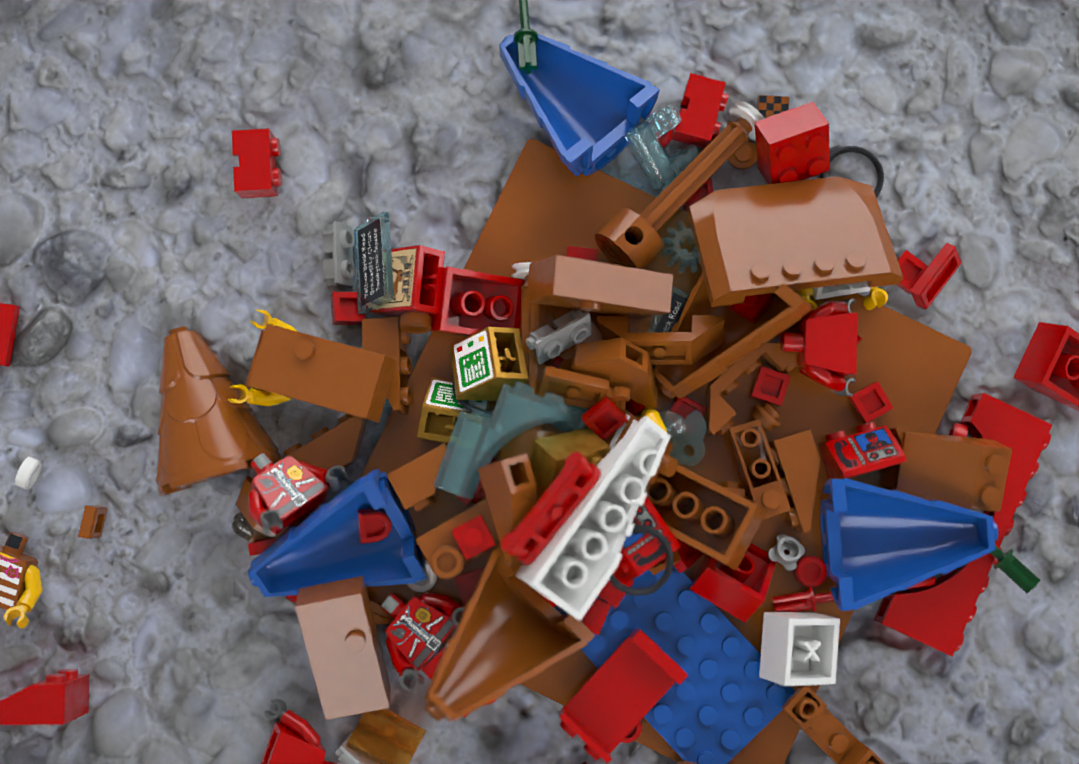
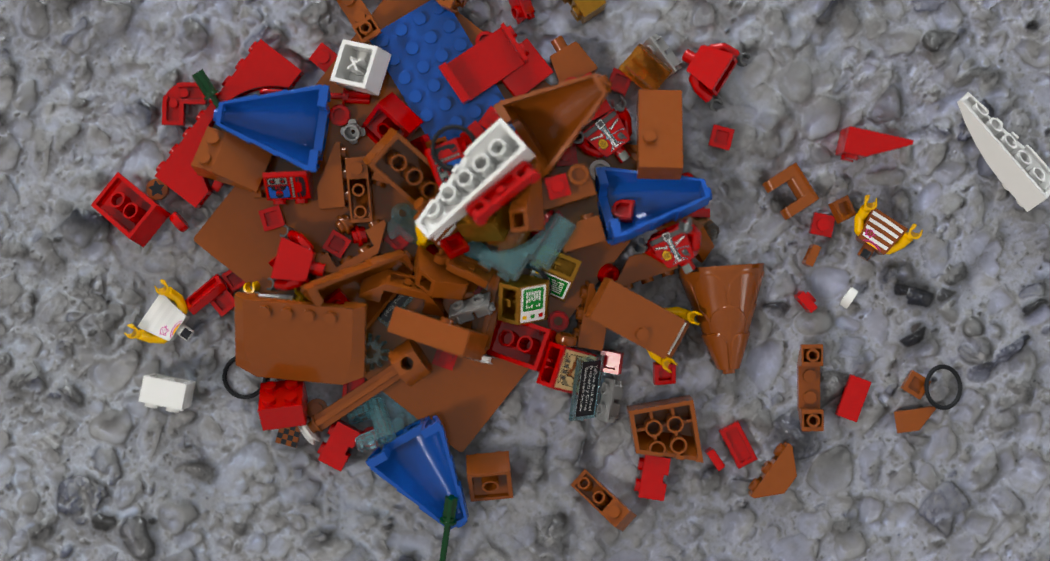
camera: 165 degrees left, 5 degrees up
(61, 598) = (842, 209): none -> dark orange tile
(62, 332) = (808, 387): none -> dark orange slope
(84, 203) = (776, 474): none -> dark orange slope
(87, 454) = (806, 300): none -> red plate
(87, 569) = (822, 224): none -> red plate
(130, 617) = (799, 186): none -> dark orange connector
(147, 234) = (738, 444): none -> red tile
(174, 206) = (714, 458): none -> red tile
(249, 232) = (666, 428): none -> dark orange wedge
(256, 663) = (721, 137): none -> red plate
(271, 302) = (661, 376): none -> red plate
(317, 116) = (603, 500): none -> dark orange slope
(377, 433) = (609, 271): none -> red tile
(416, 712) = (619, 82): none -> red tile
(426, 341) = (565, 321): none -> red plate
(483, 115) = (489, 476): none -> dark orange slope
(498, 727) = (570, 60): none -> dark orange torso
(552, 692) = (530, 74): none -> red slope
(742, 405) = (359, 235): none -> red plate
(854, 650) = (323, 57): none -> red plate
(902, 303) = (232, 281): none -> red tile
(957, 127) = (166, 392): none -> white brick
(985, 229) = (164, 318): none -> torso
(998, 368) = (179, 222): none -> red tile
(1040, 406) = (157, 190): none -> dark orange tile
(1046, 539) = (175, 102): none -> red plate

